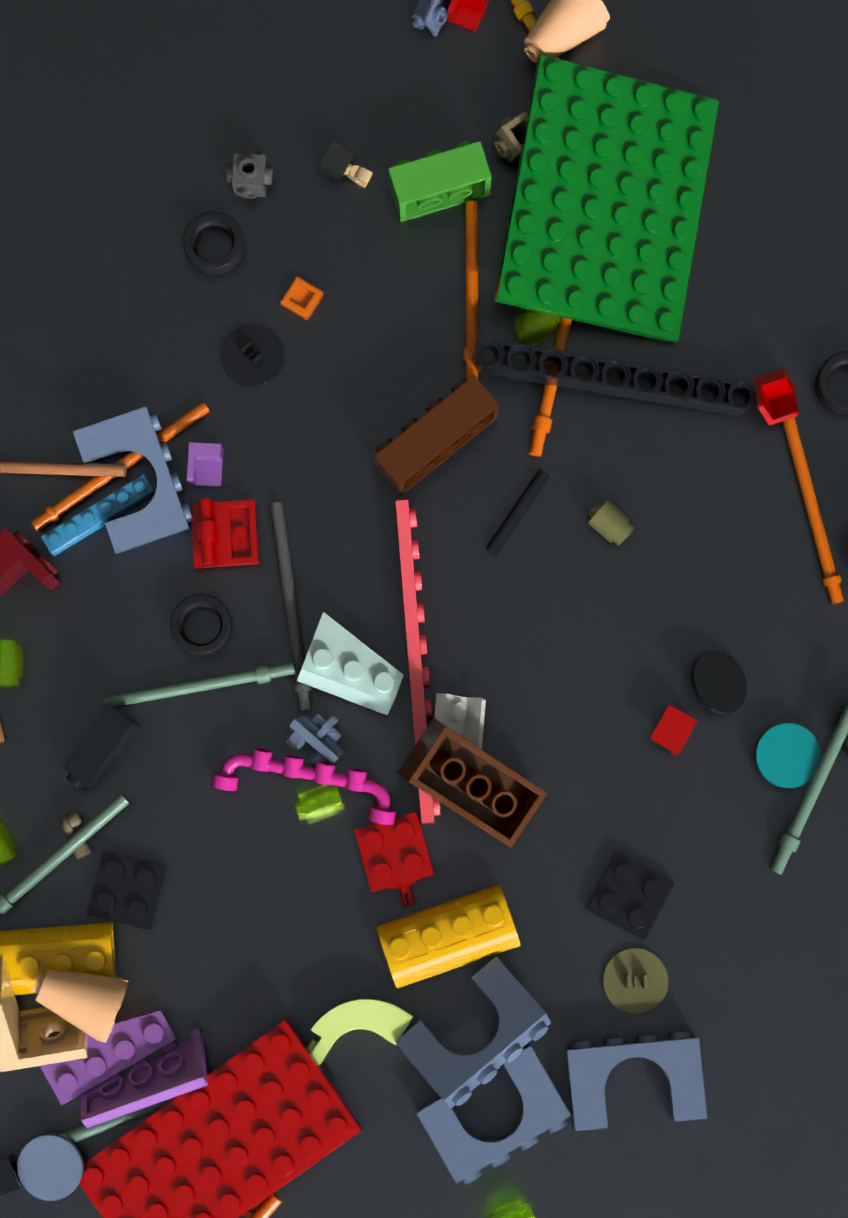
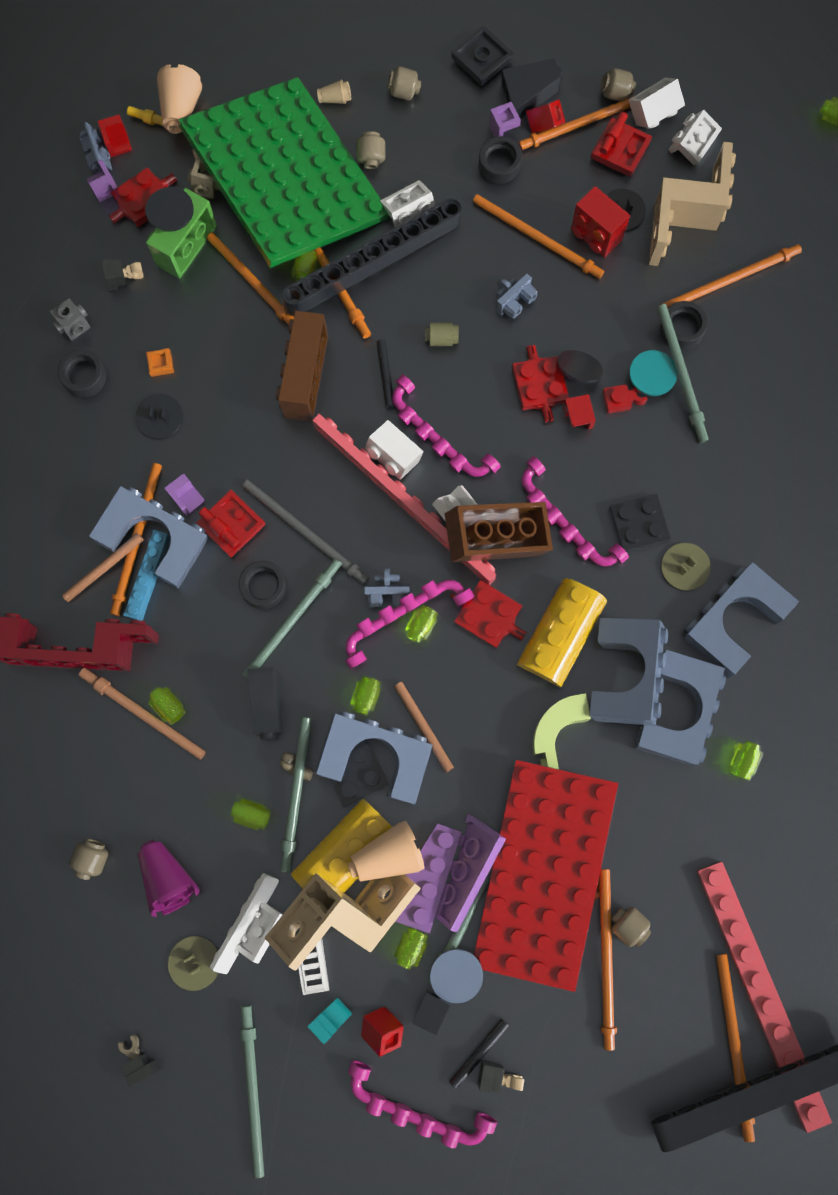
camera: 40 degrees left, 5 degrees down
(31, 1103) = (411, 948): none -> clear neon green brick
(149, 849) = (409, 753): none -> sand blue arch
(202, 825) = (365, 695): none -> clear neon green brick
(232, 905) = (423, 726): none -> nougat bar
(349, 668) = (370, 533): light aqua wedge -> none
(410, 46) = (102, 183): none -> medium lavender panel
(438, 98) = (135, 193): none -> red plate
(440, 156) = (169, 209): none -> black piece
(449, 602) = (393, 450): none -> white brick
(503, 637) = (441, 445): none -> dark pink bar
(550, 811) = (569, 531): none -> dark pink bar
(663, 662) = (539, 383): none -> red plate
(705, 349) = (408, 202): none -> white bracket
(709, 547) = (511, 292): none -> sand blue hips
(720, 253) = (370, 150): none -> dark tan head
(731, 750) = (620, 398): none -> red plate
(741, 154) = (335, 93): none -> tan cone
(776, 396) = (470, 194): red panel -> none
(823, 206) = (403, 83): none -> dark tan head

